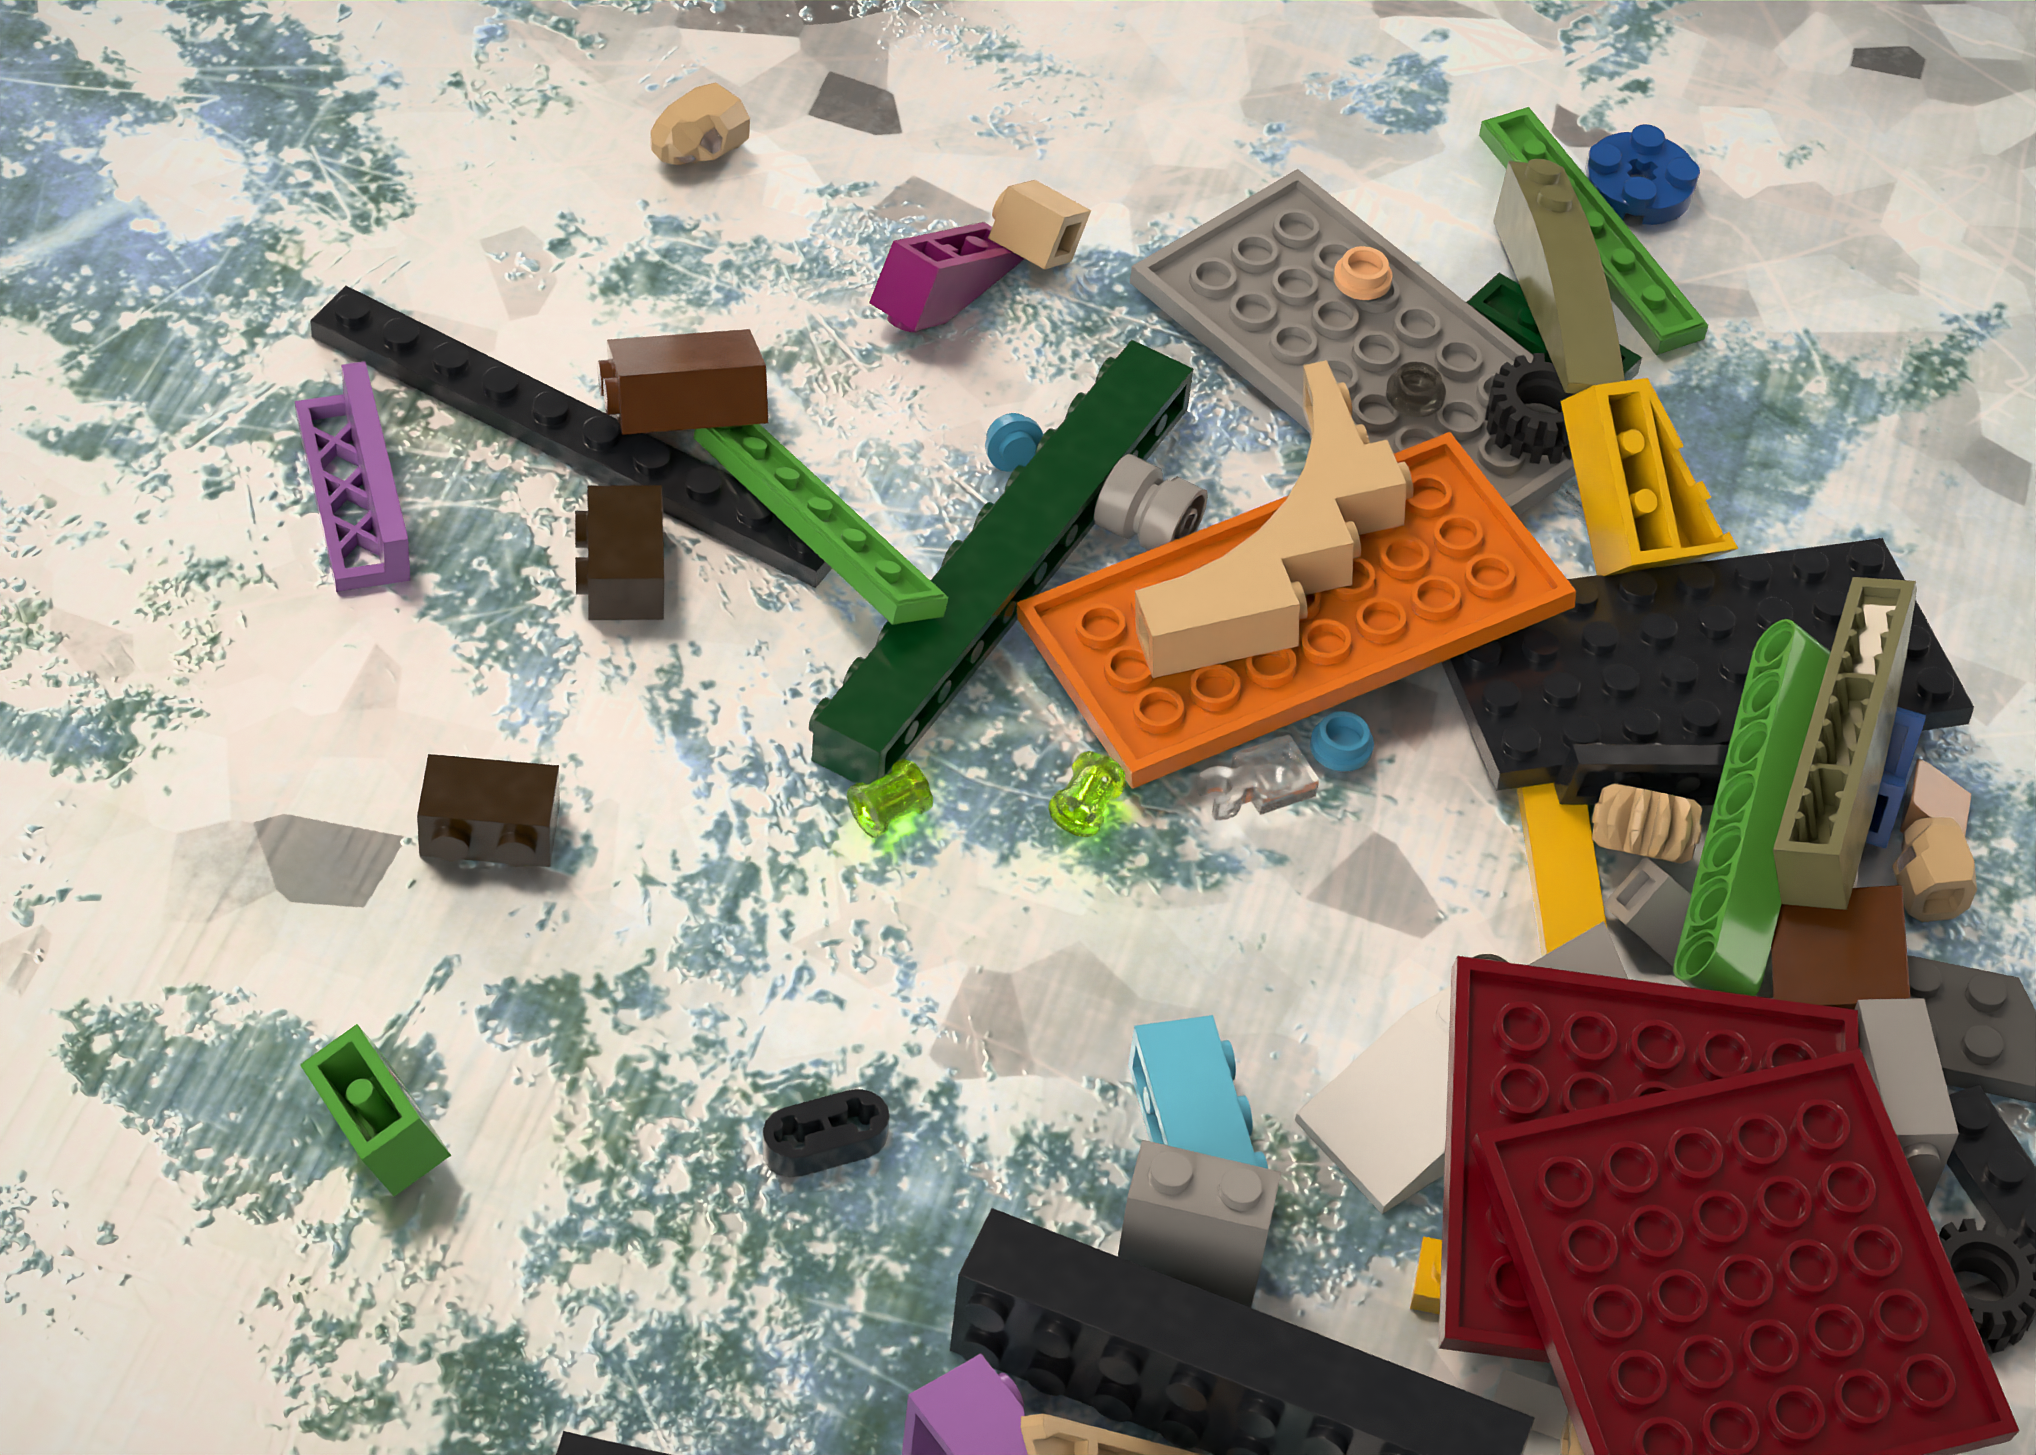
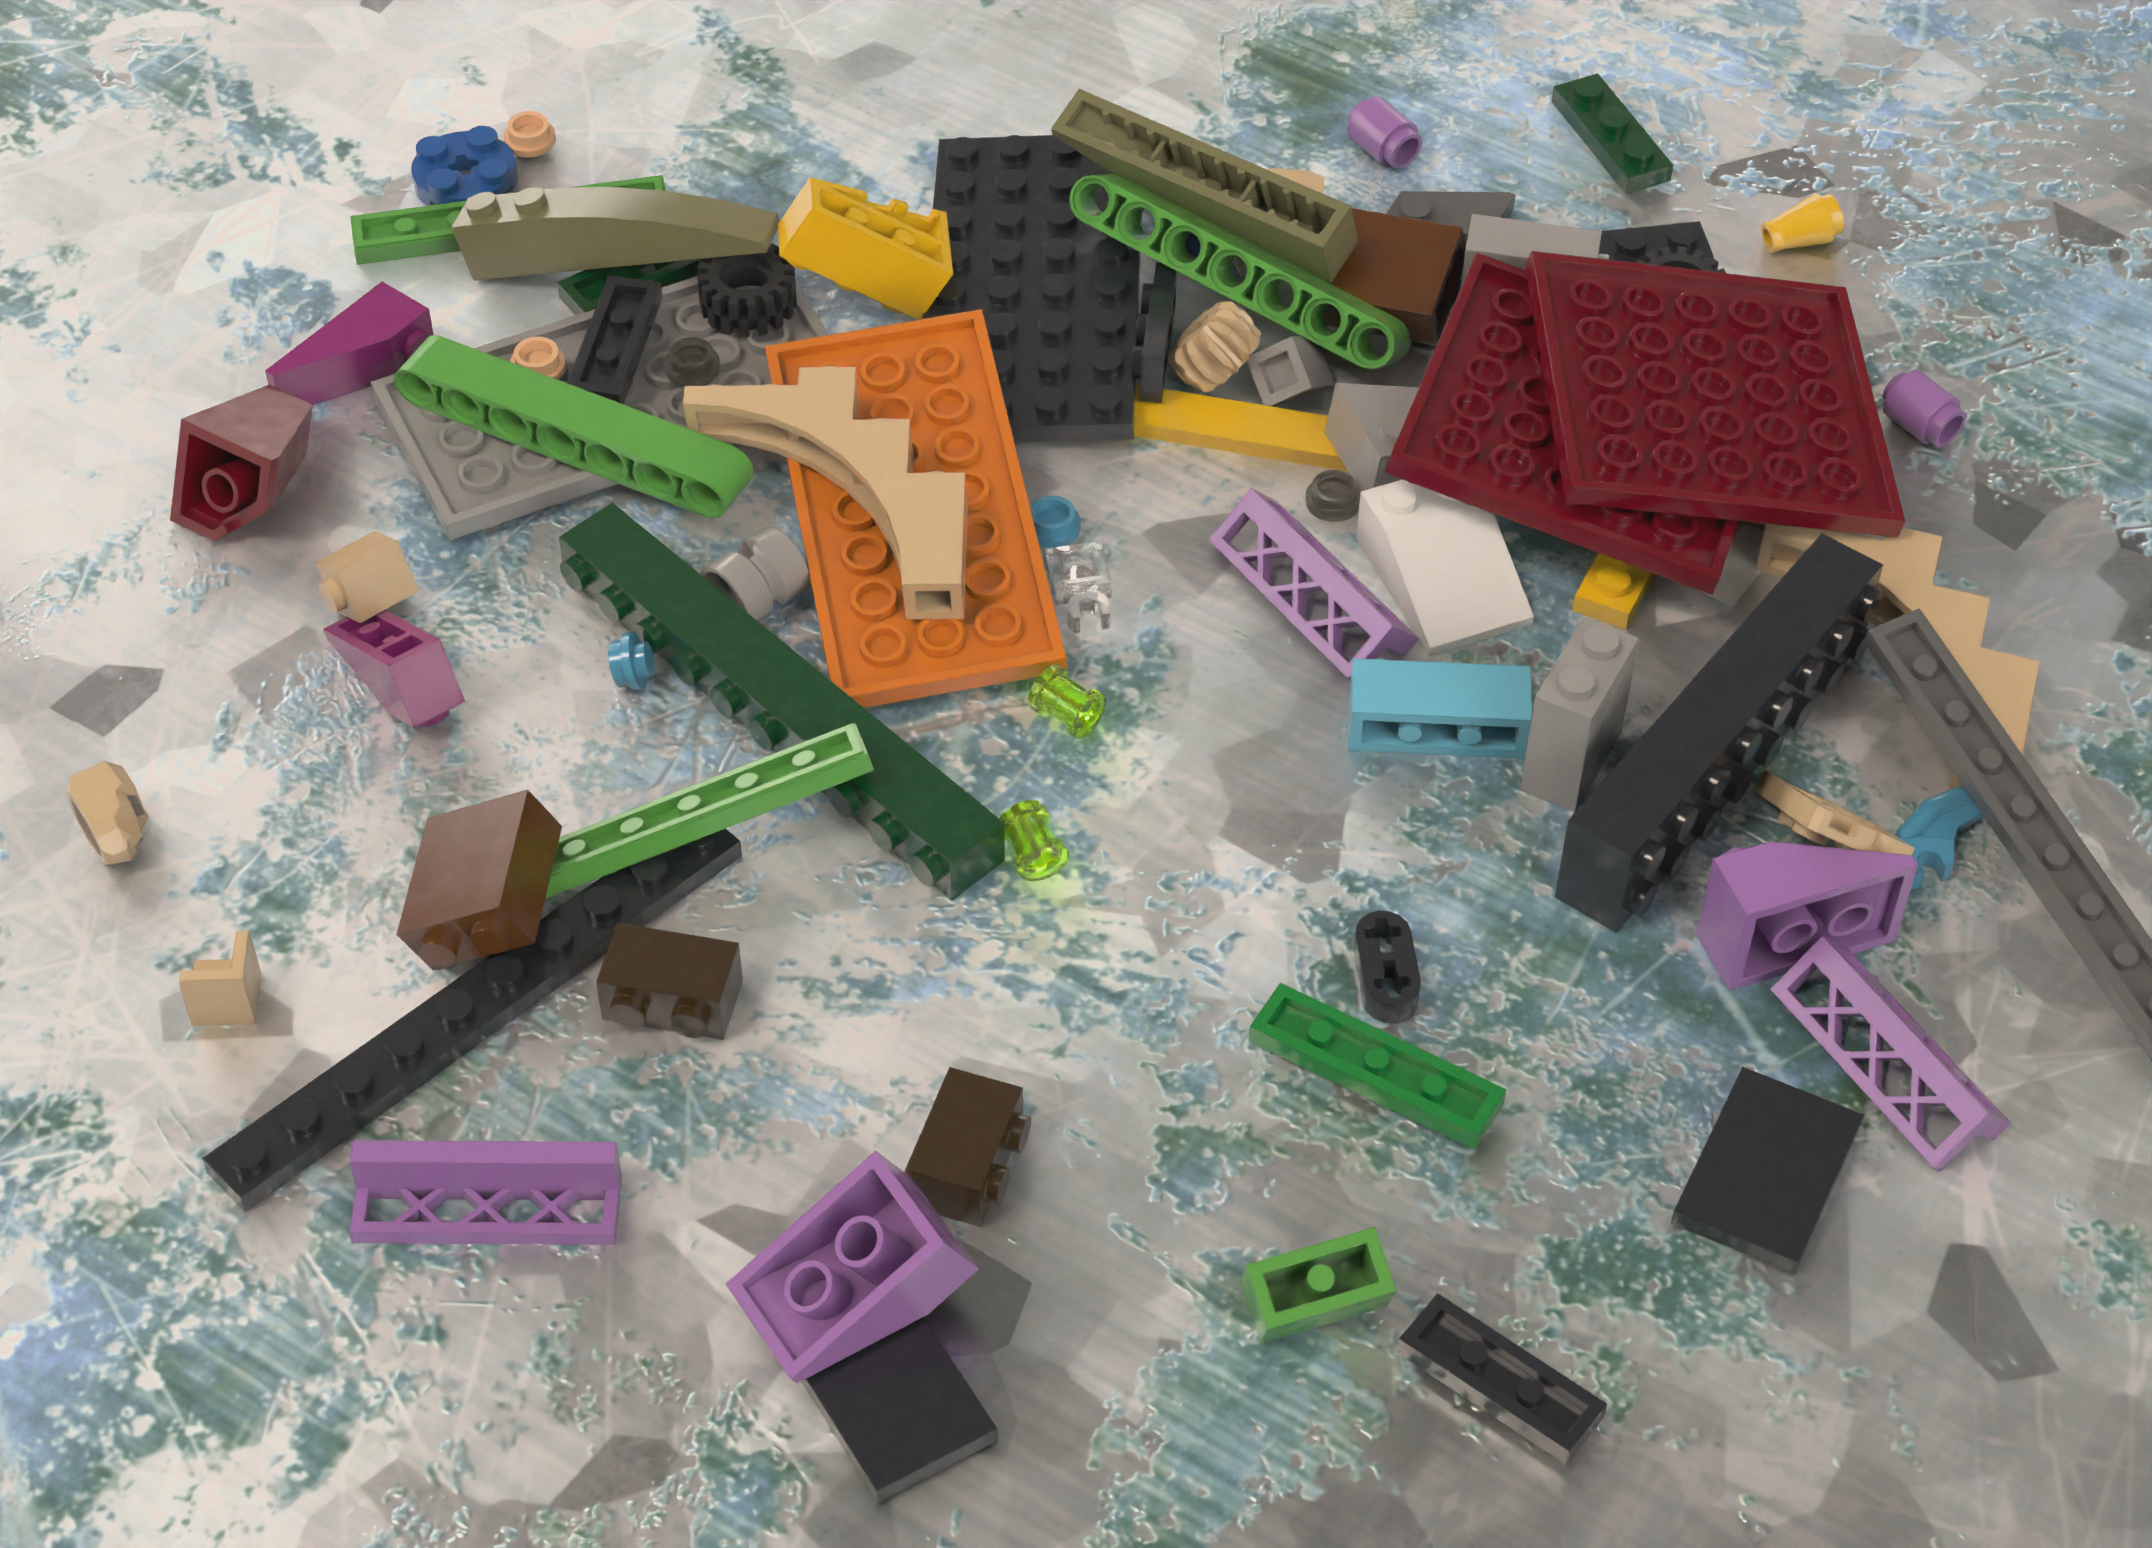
camera: 70 degrees left, 0 degrees up
(236, 795) = (901, 1410): none -> black tile
(313, 743) = (851, 1270): none -> medium lavender slope
(316, 1299) = (1502, 1378): none -> black plate
(535, 257) = (224, 988): none -> tan panel
(683, 1139) = (1377, 1065): none -> green plate
(1160, 99) = (238, 460): none -> dark red slope
(1281, 320) = (575, 426): none -> bright green beam
(1339, 150) = (354, 347): none -> magenta slope
(1346, 985) = (1329, 575): none -> medium lavender fence
(1415, 323) = (616, 337): none -> black plate
(1715, 210) = (529, 134): none -> light nougat plate

